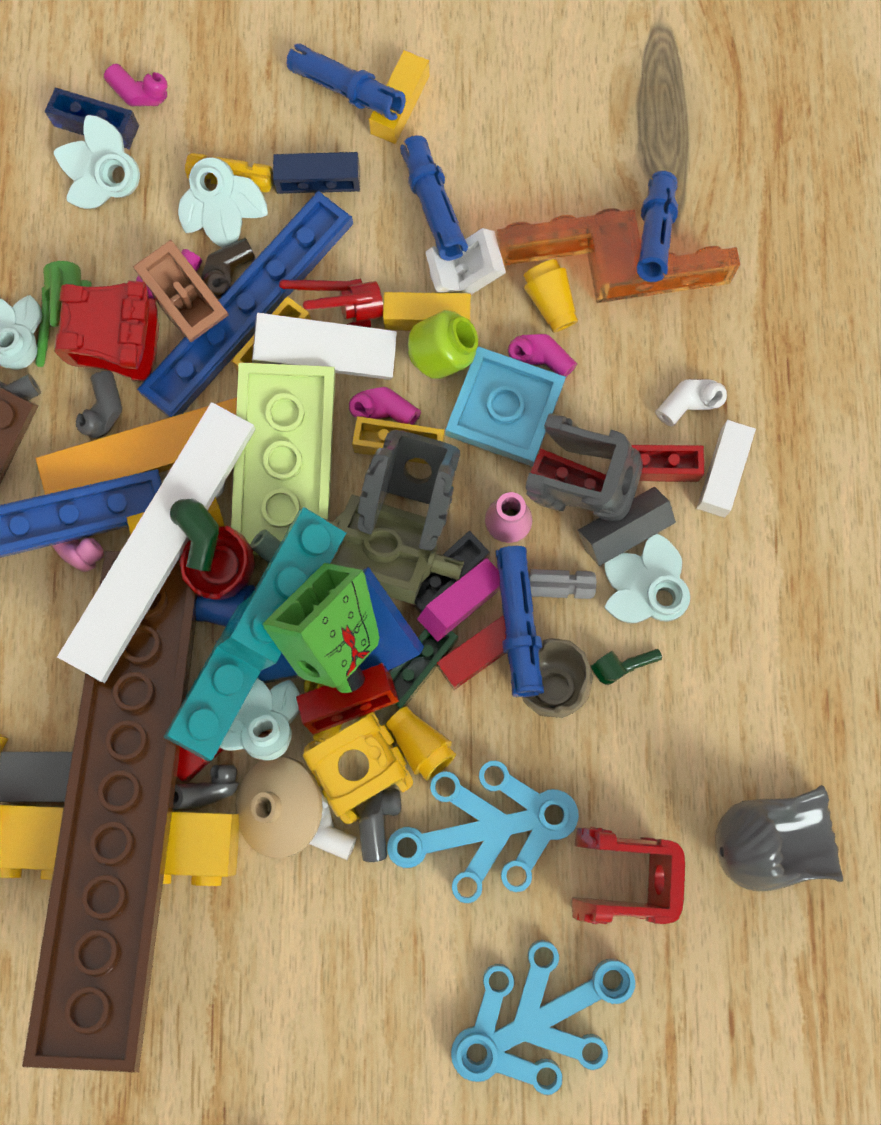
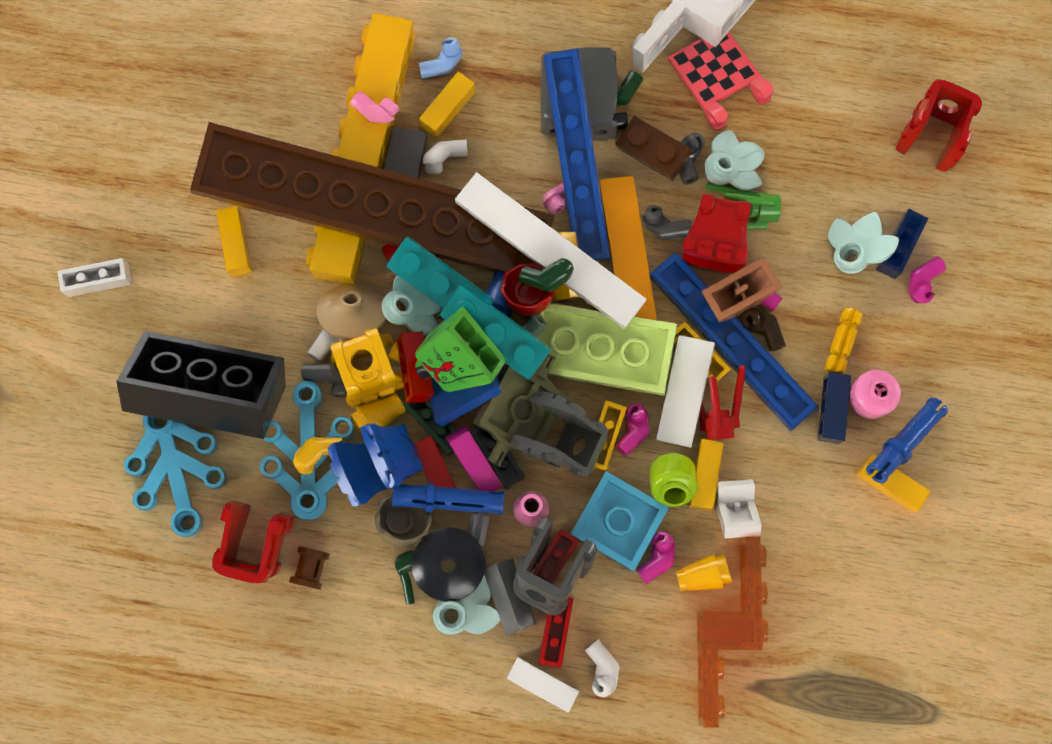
camera: 95 degrees right, 0 degrees up
(30, 726) = (440, 152): none -> white arm
(197, 1004) = (234, 241): none -> yellow piece
(199, 795) = (371, 262): dark grey arm -> none
(223, 208) = (812, 331): light aqua plate -> none
(293, 122) = (874, 394): none -> bright pink head
(420, 1000) = (202, 384): none -> black brick
(428, 183) = (813, 492): blue pin -> none
(485, 817) = (311, 452): none -> yellow arm
(487, 730) = (376, 464): none -> blue piece
(584, 621) = (453, 545): none -> black dish
(642, 794) = (309, 568): none -> reddish brown bush
(659, 214) = (759, 671): blue pin -> none
(778, 842) = (254, 660): dark grey piece -> none

